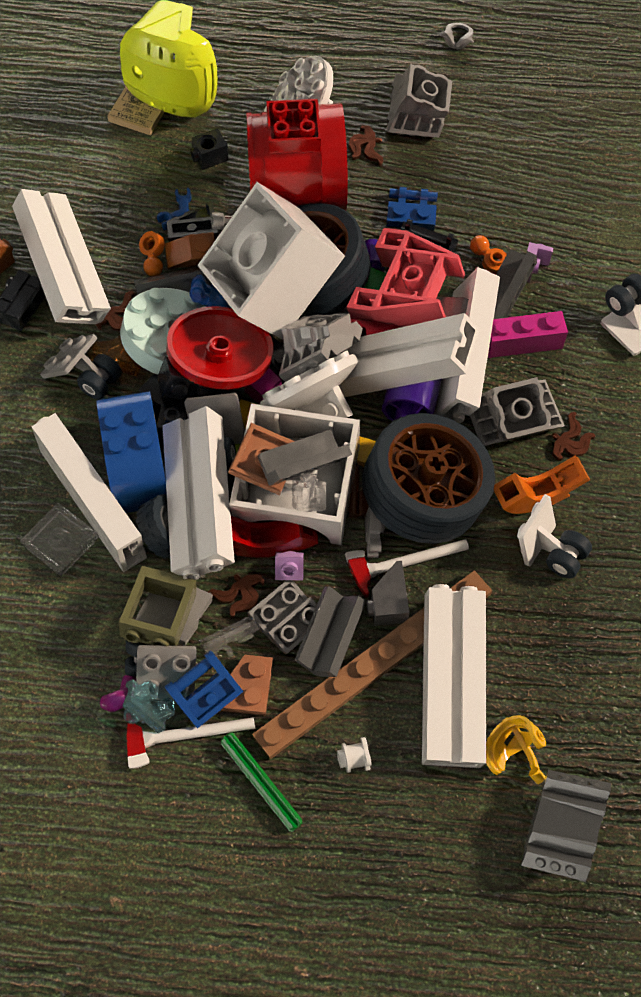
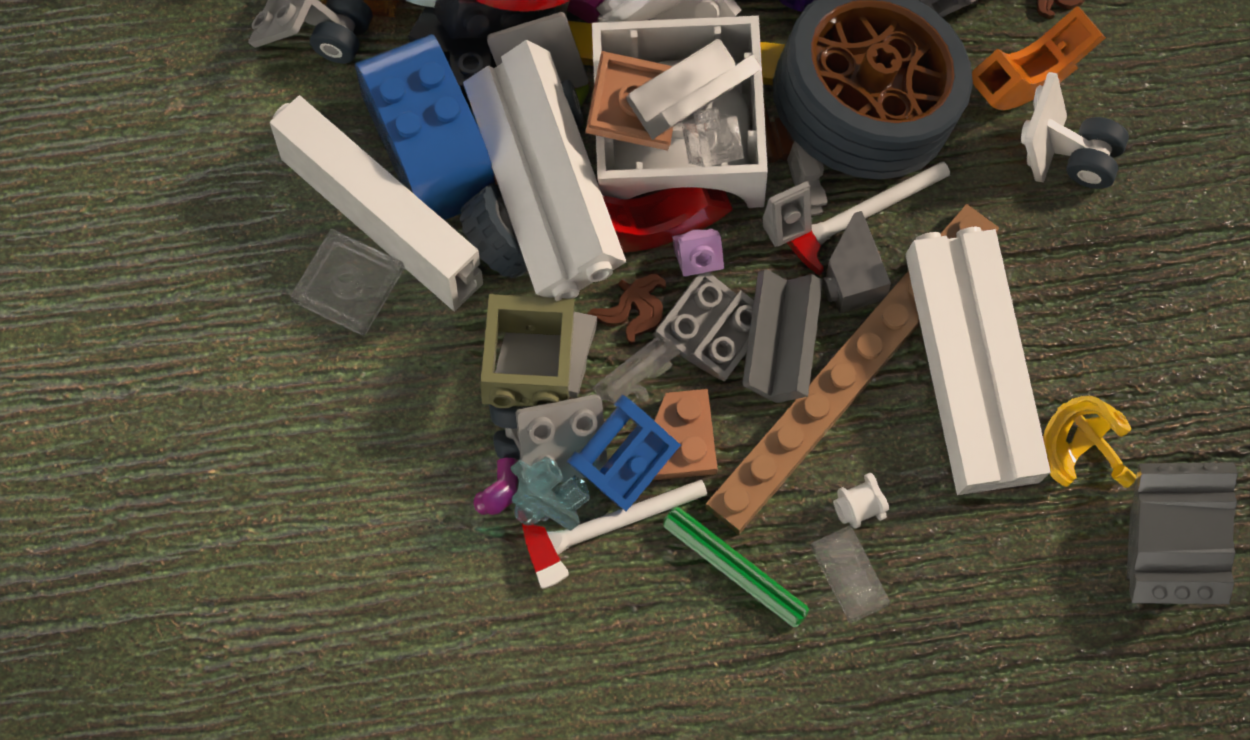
camera: 10 degrees left, 5 degrees up
(336, 803) = (850, 574): none -> clear plate
(352, 553) = (788, 214): none -> light grey slope

